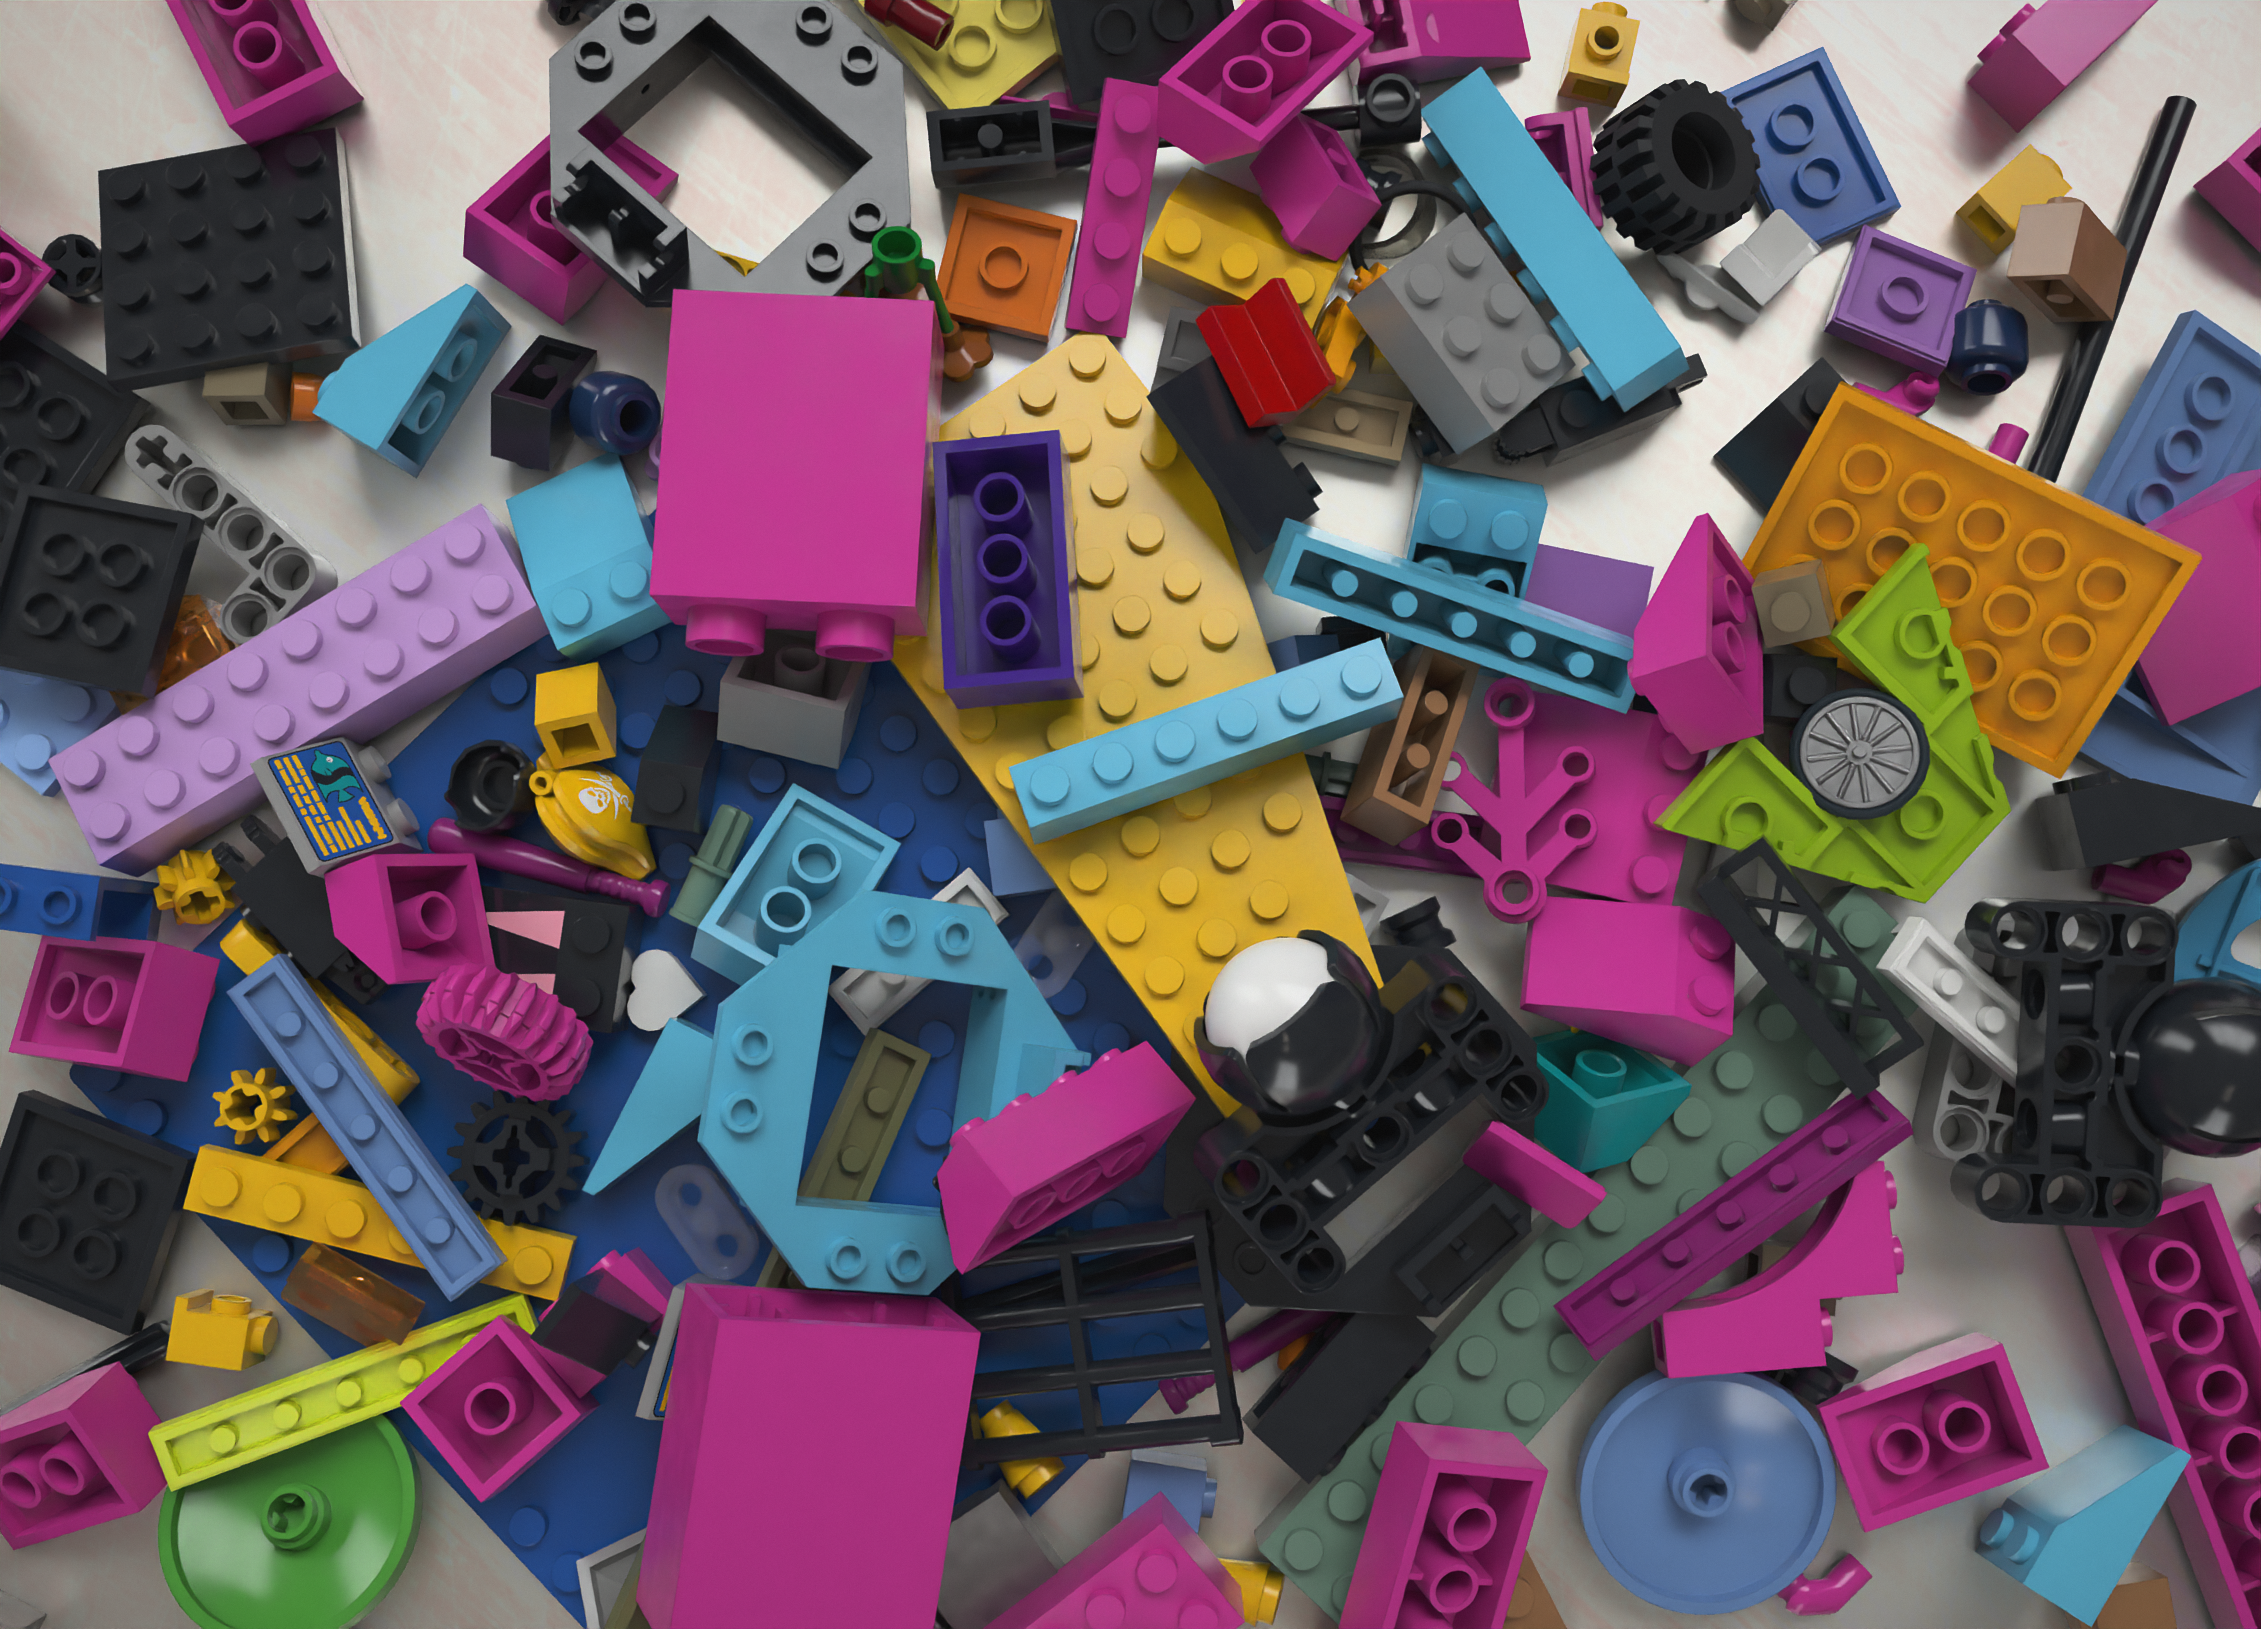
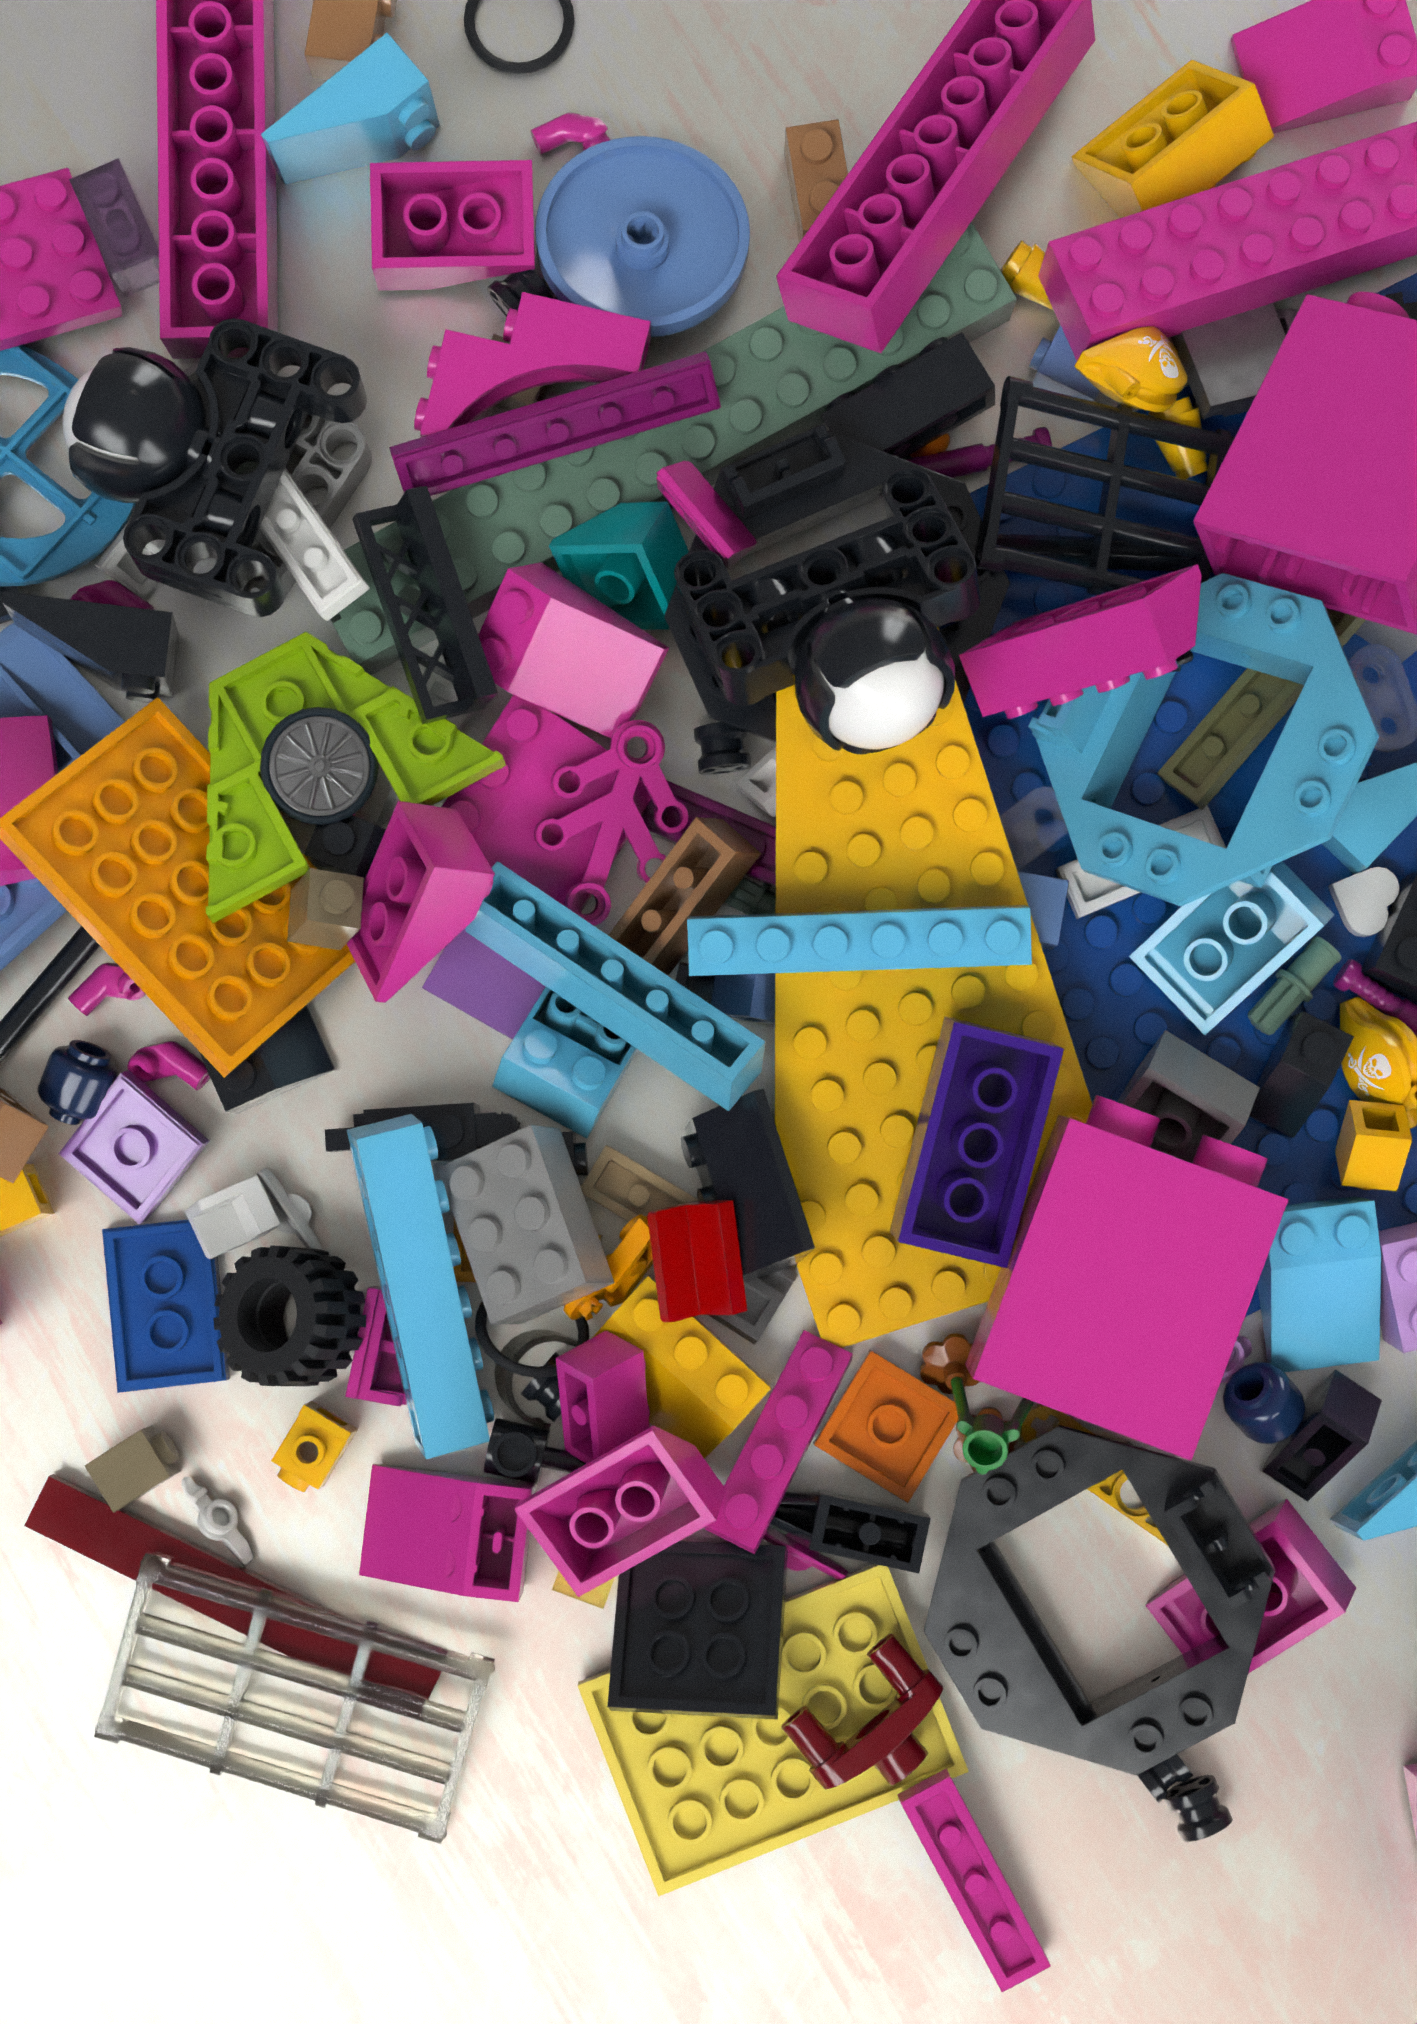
camera: 165 degrees left, 0 degrees up
(1095, 1505) = (1136, 369): none -> yellow hat

